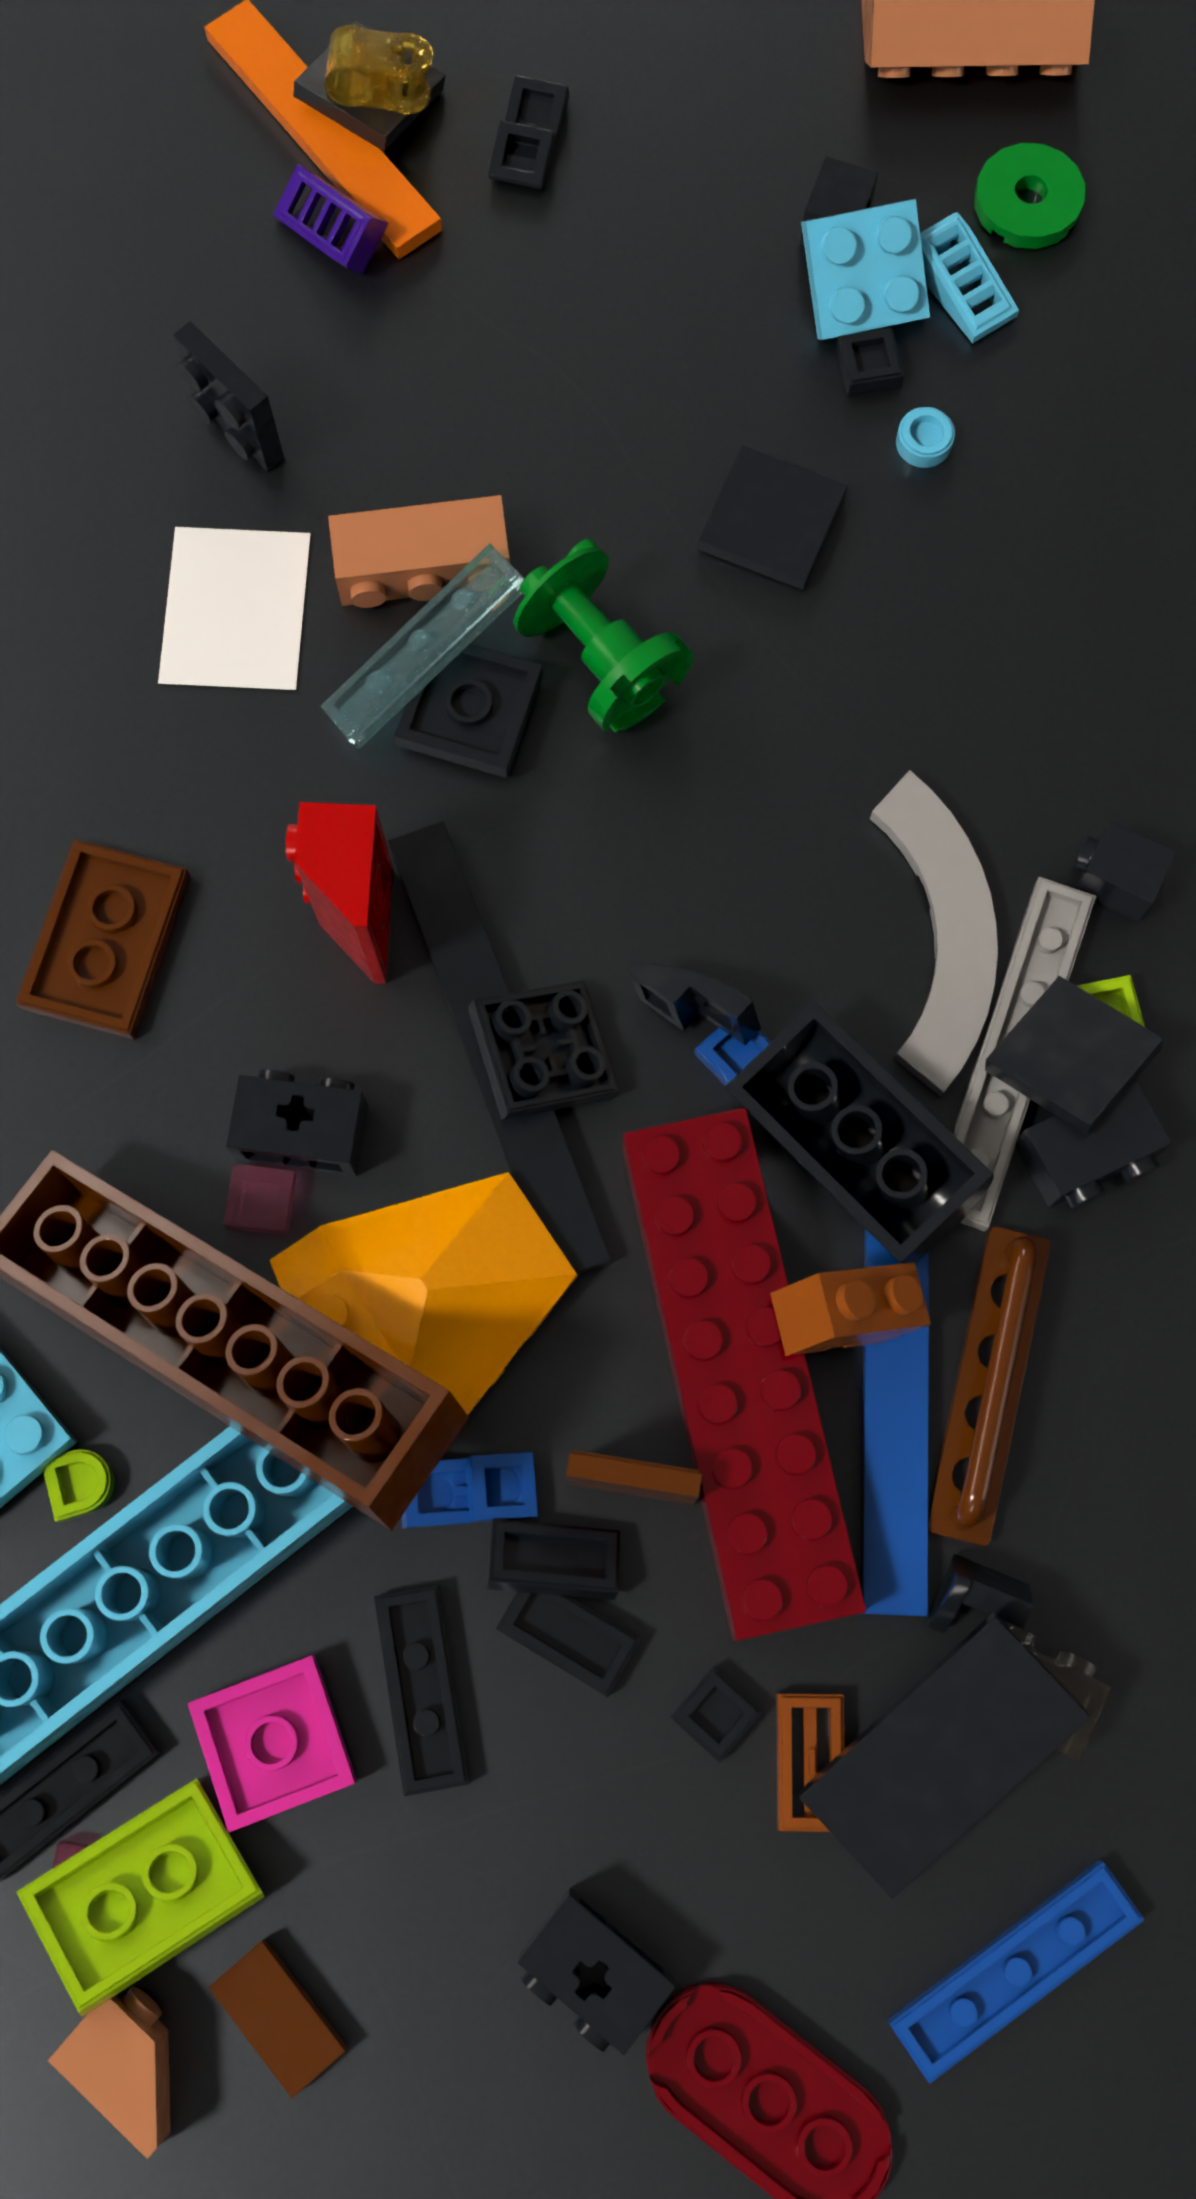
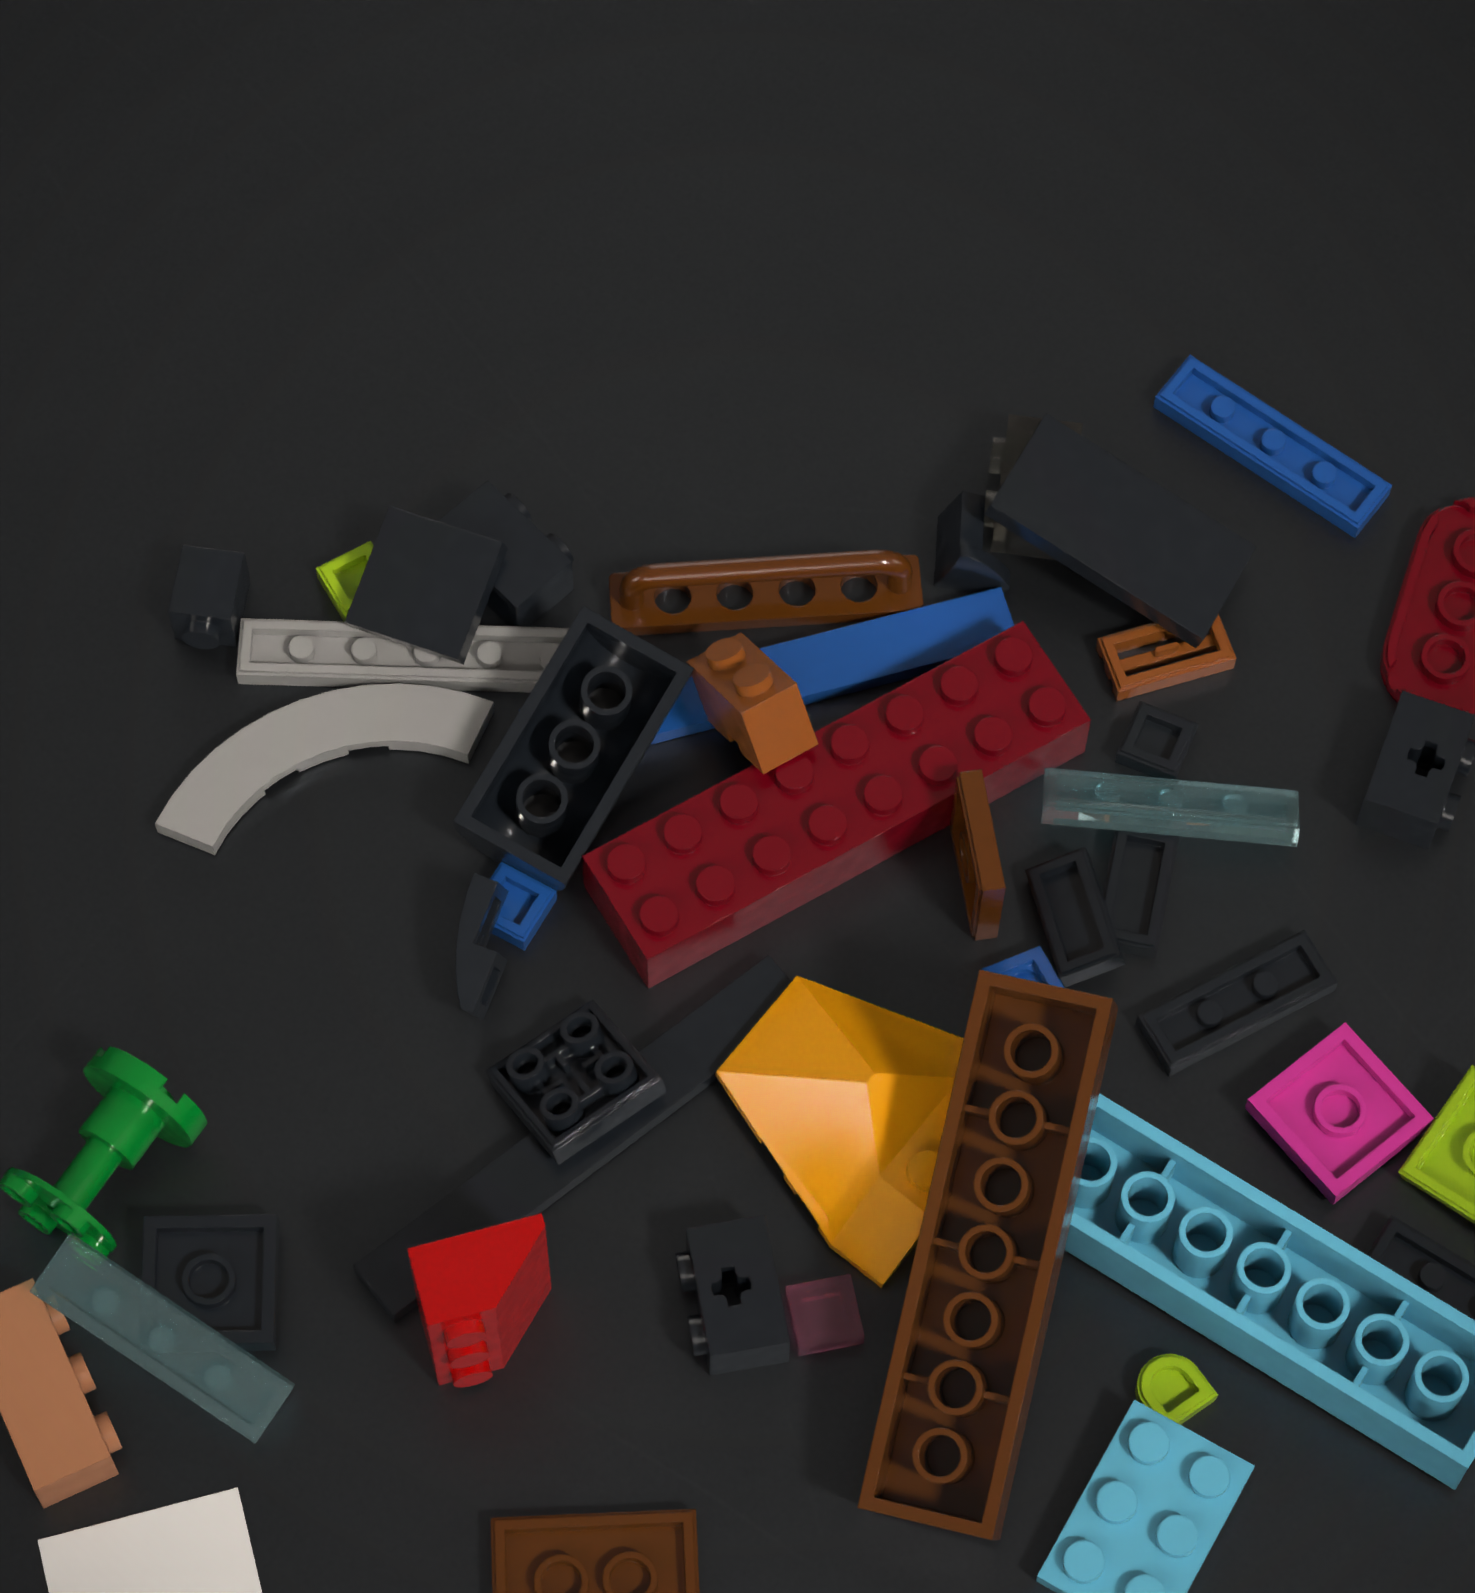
camera: 110 degrees left, 10 degrees down
(637, 1700) = (1170, 807): none -> clear light blue tile

